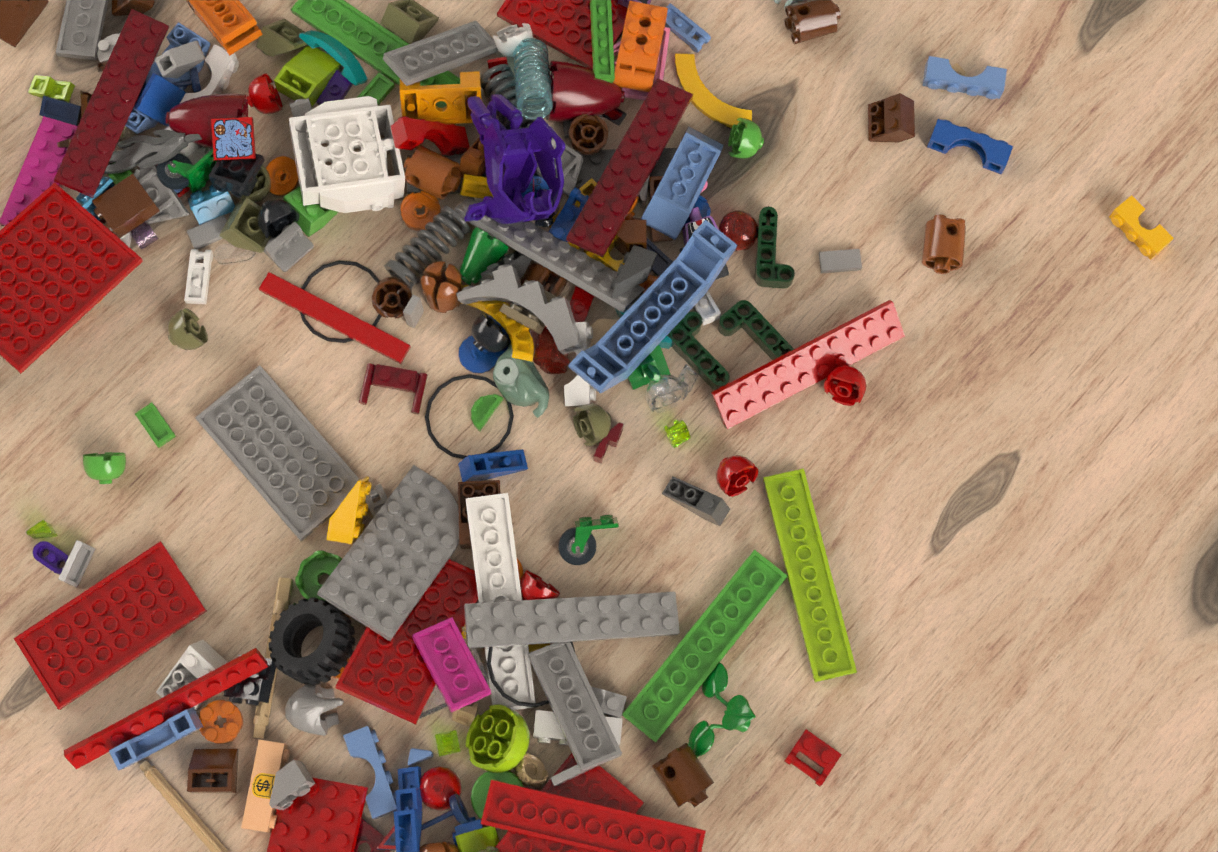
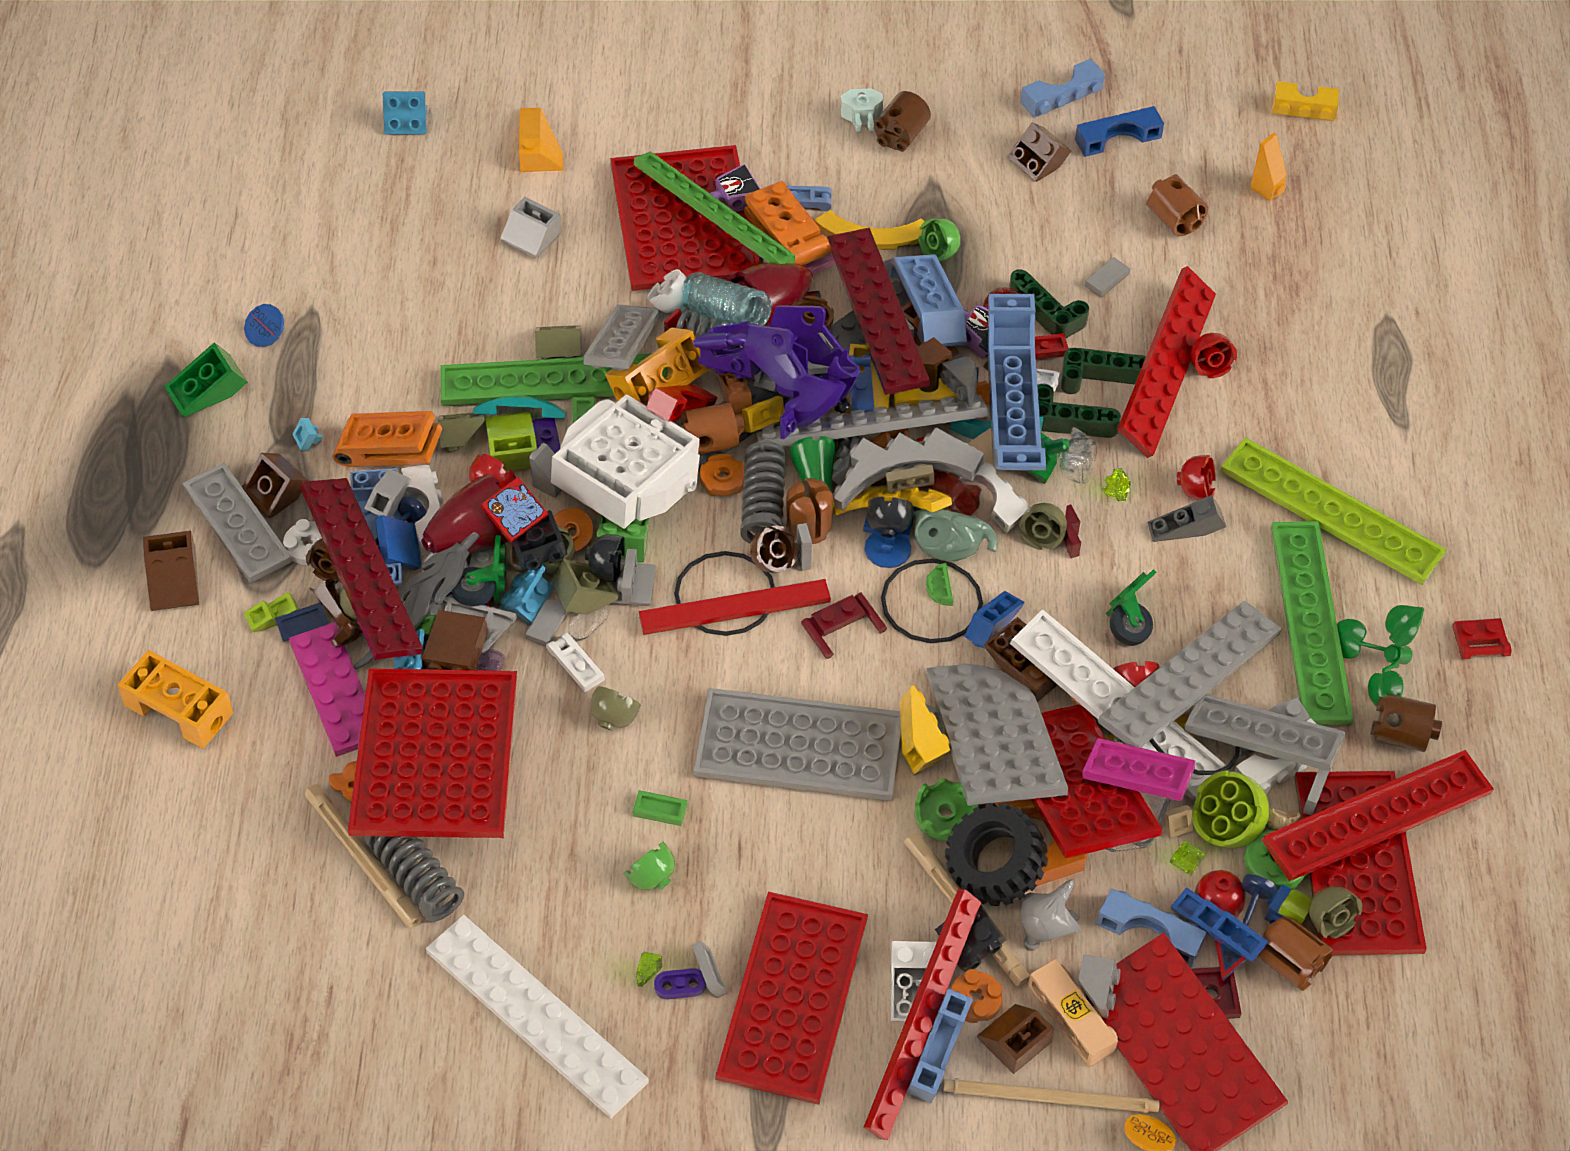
camera: 40 degrees left, 20 degrees down
(418, 755) = (1175, 882): medium blue slope -> none
(738, 284) = (1050, 346): none -> red plate
(1042, 267) = (1269, 169): none -> light orange slope

